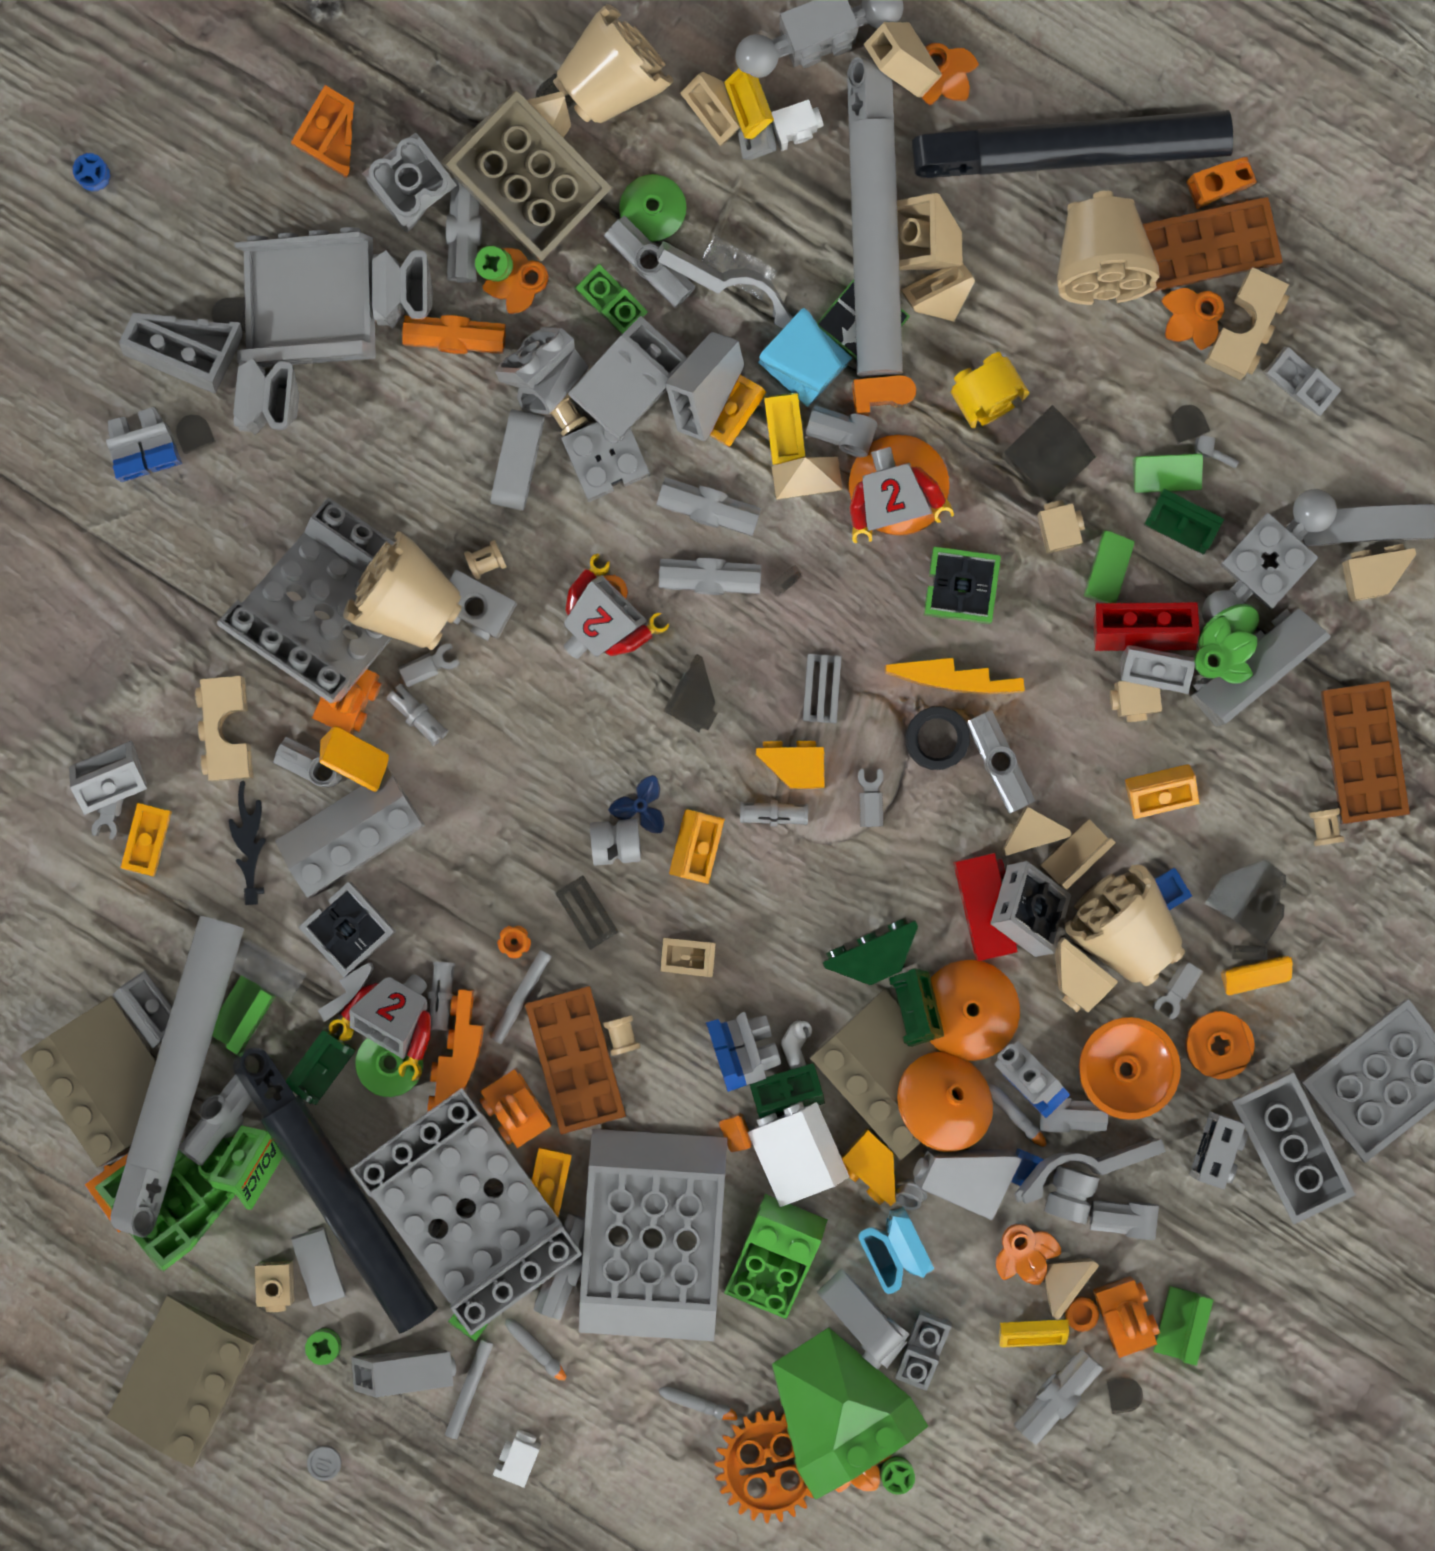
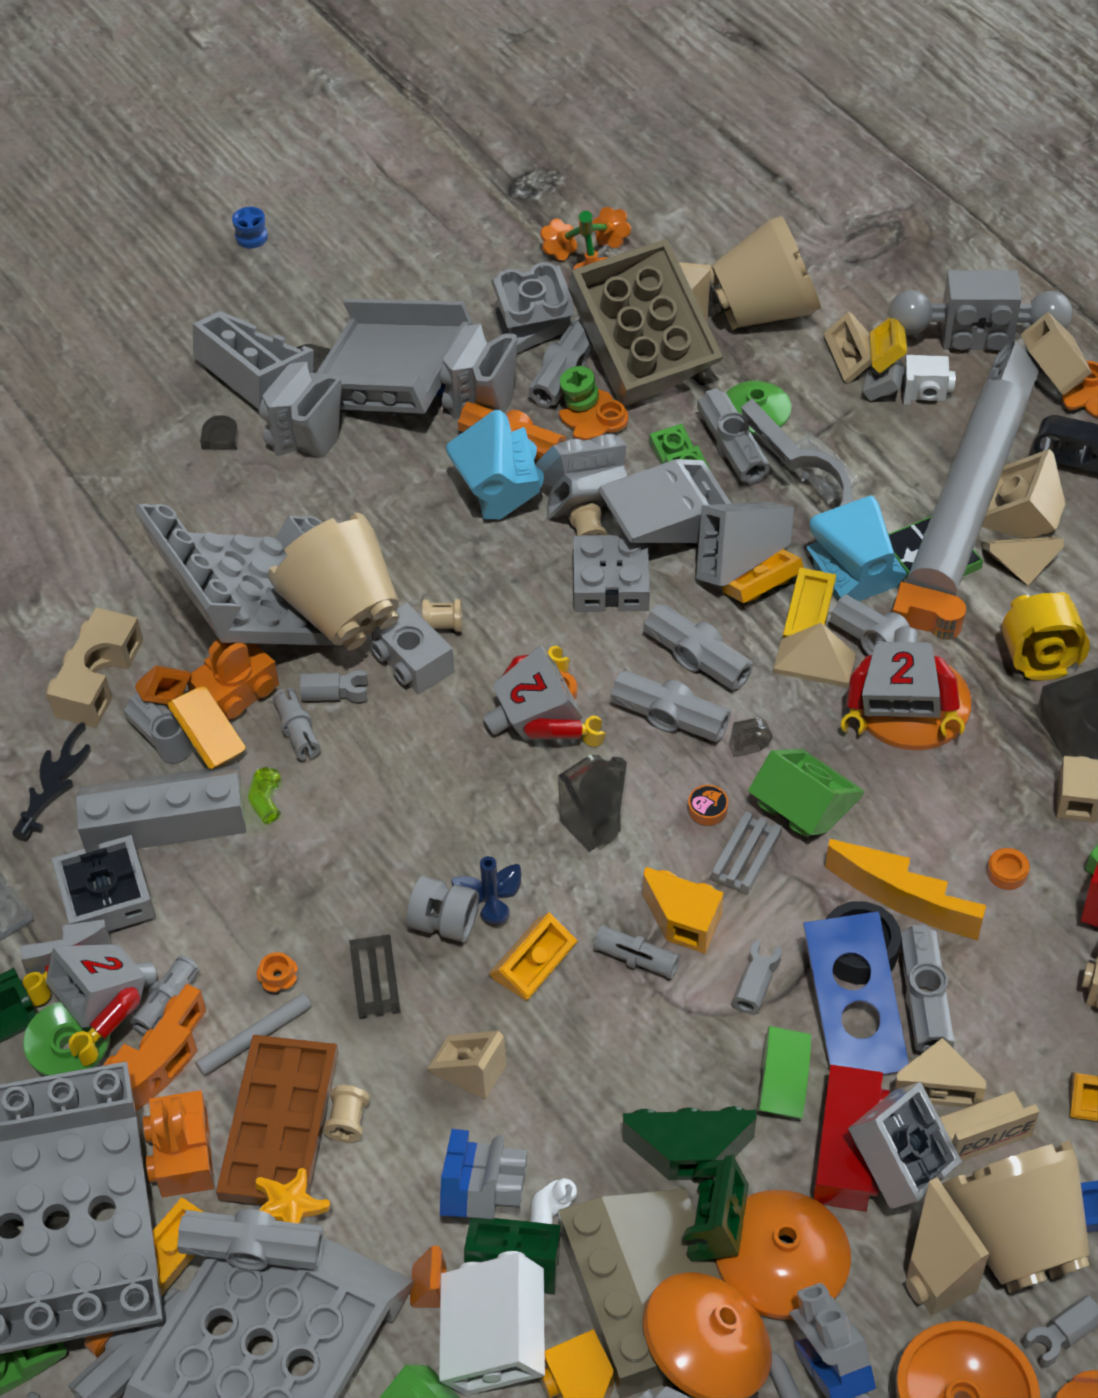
camera: 25 degrees right, 35 degrees down
(127, 446) = (163, 424): hips -> none
(298, 736) = (162, 684): none -> orange slope
(328, 131) = (477, 260): orange wing -> none
(420, 789) = (259, 793): none -> clear neon green arm
(438, 91) = (609, 229): none -> orange plant
(466, 394) = (497, 464): none -> medium azure piece
(517, 459) = (519, 546): light grey beam -> none
(615, 1177) = (250, 1239): none -> light grey piece
(620, 1129) = (290, 1200): none -> light orange animal
(775, 656) = (708, 805): none -> tile
(848, 615) = (804, 791): none -> bright green slope
(921, 872) = (785, 1073): none -> bright green slope
(944, 747) = (861, 937): none -> piece
(962, 585) = (947, 802): piece -> none
(1025, 621) = (1008, 868): none -> orange tile

